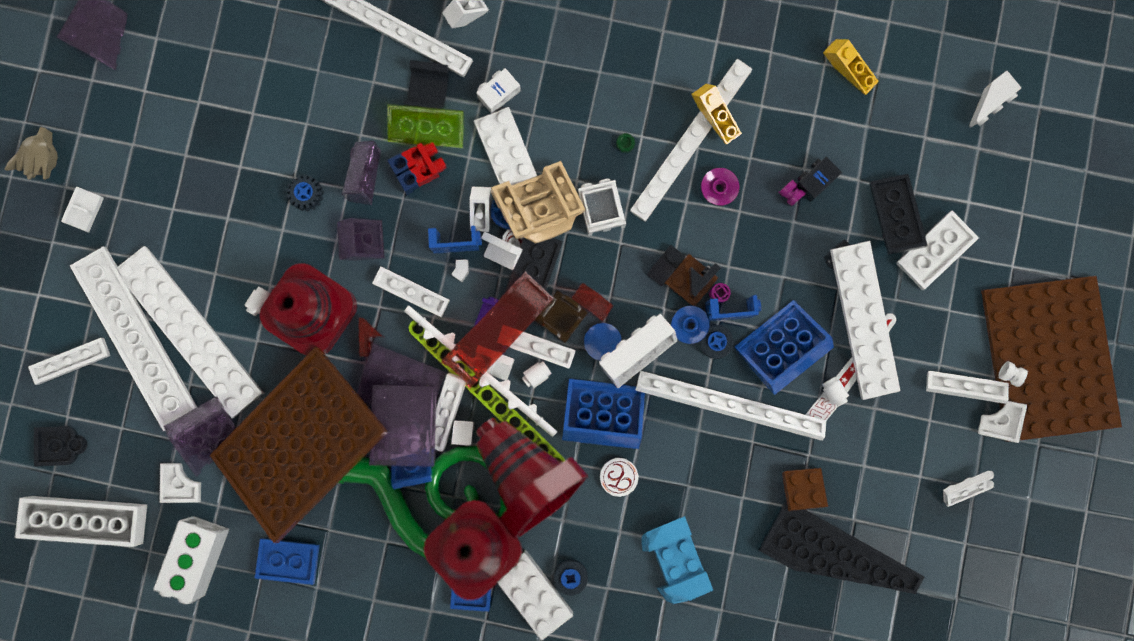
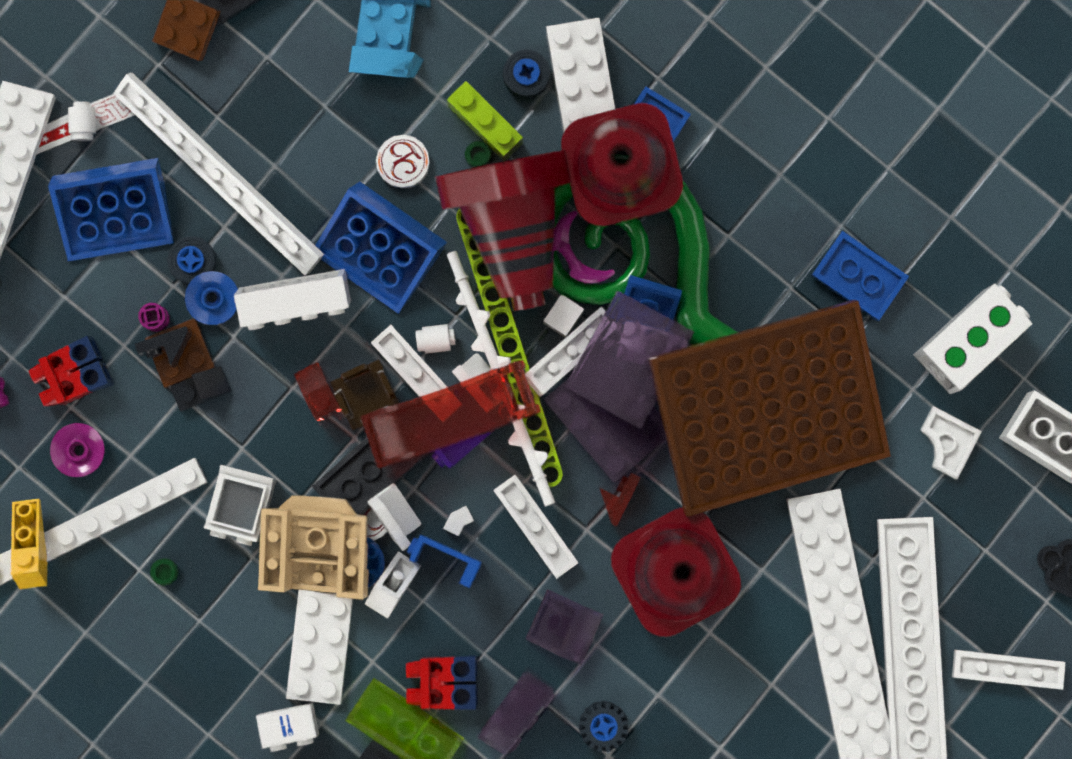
camera: 145 degrees left, 0 degrees up
(200, 433) = (885, 488): clear purple wedge -> none
(256, 301) = (733, 617): white brick -> none
(467, 466) = (578, 270): none -> magenta piece
(573, 507) = (478, 154): none -> dark green tile
(580, 531) = (485, 121): none -> lime brick
(601, 339) = (331, 337): blue dish -> none
(712, 310) = (174, 298): blue panel -> none
(755, 226) = (68, 375): none -> hips

